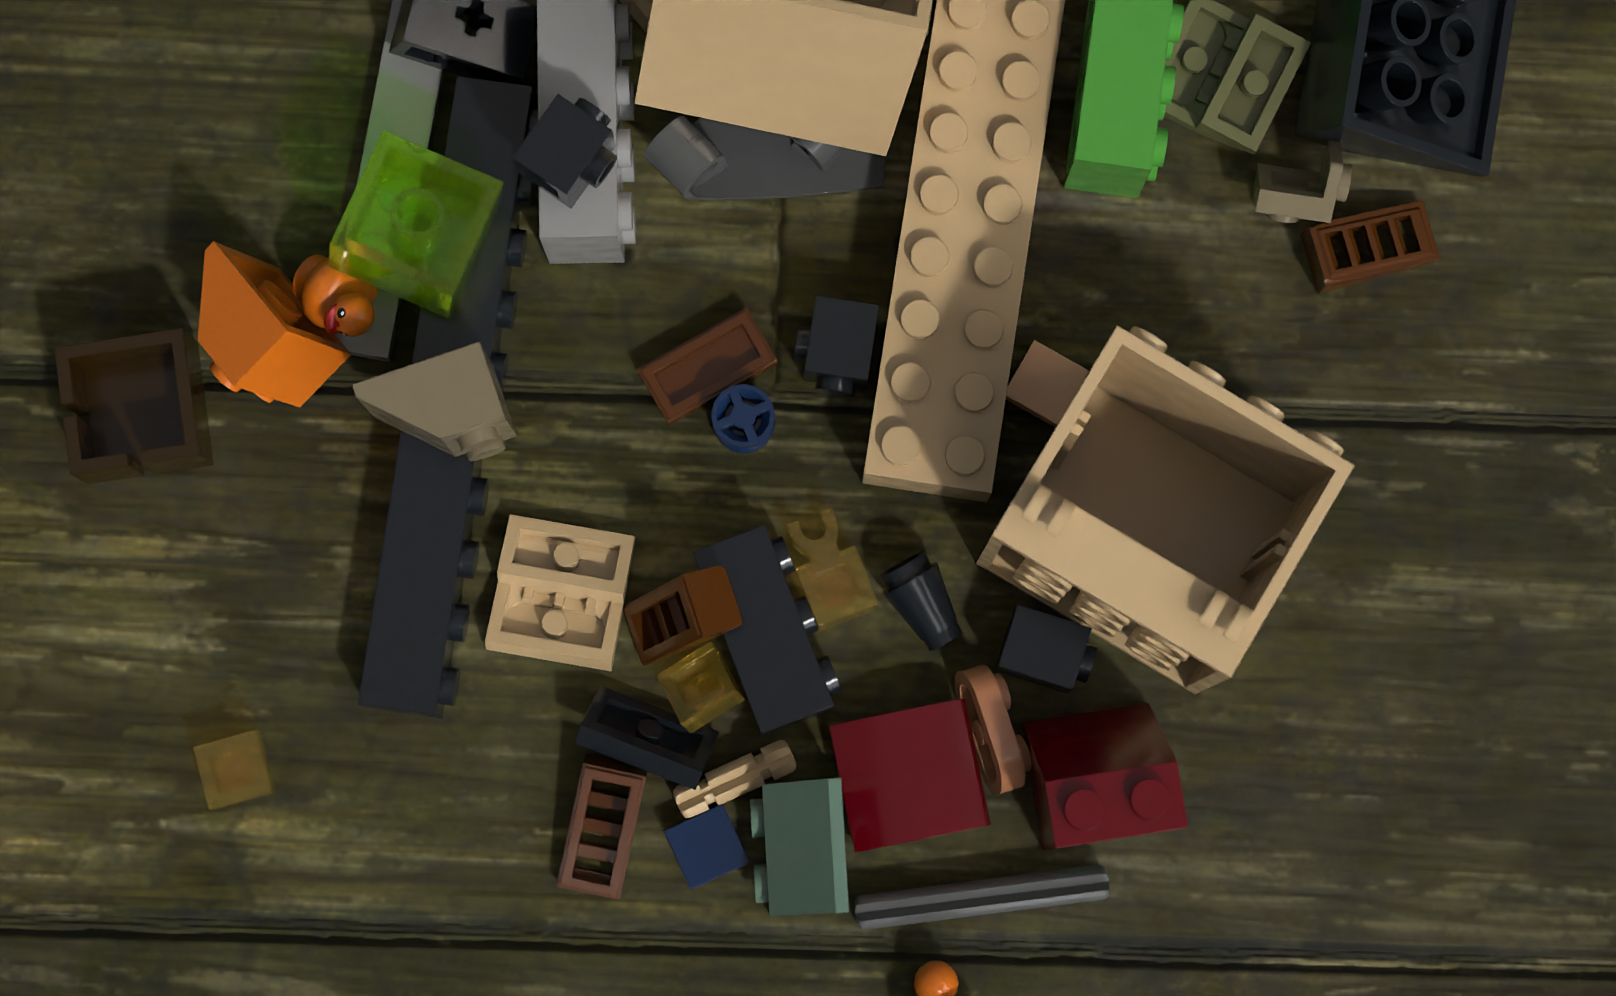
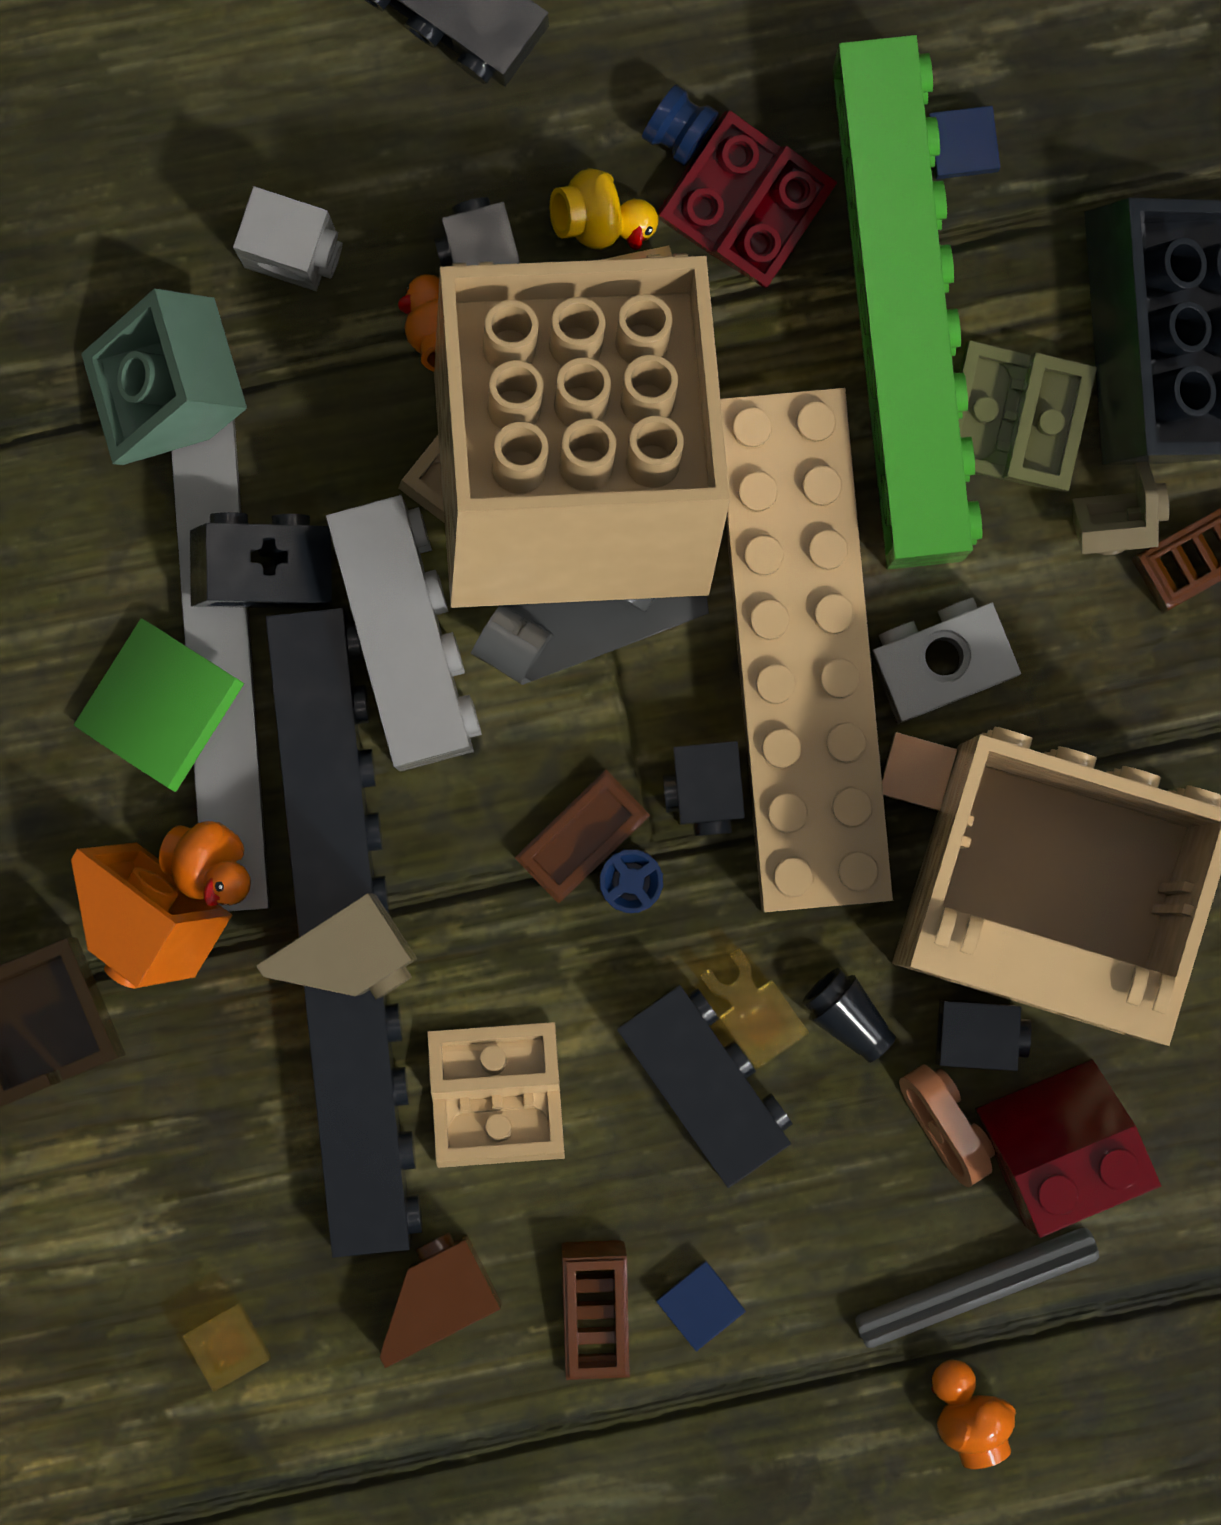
camera: 10 degrees left, 5 degrees up
(329, 135) = (158, 704): none -> bright green slope
(415, 223) = (270, 782): clear neon green brick -> none
(451, 772) = (438, 1297): none -> reddish brown slope
(568, 150) = (402, 677): black brick -> none
(646, 737) = (617, 1216): black plate -> none
(688, 613) = (627, 1089): reddish brown slope -> none
(700, 687) = (656, 1154): clear yellow plate -> none
(735, 779) = (711, 1233): tan axle -> none
(803, 848) = (796, 1288): sand green slope -> none
(909, 775) = (879, 1189): dark red slope -> none
(1067, 306) = (982, 651): none -> light grey brick

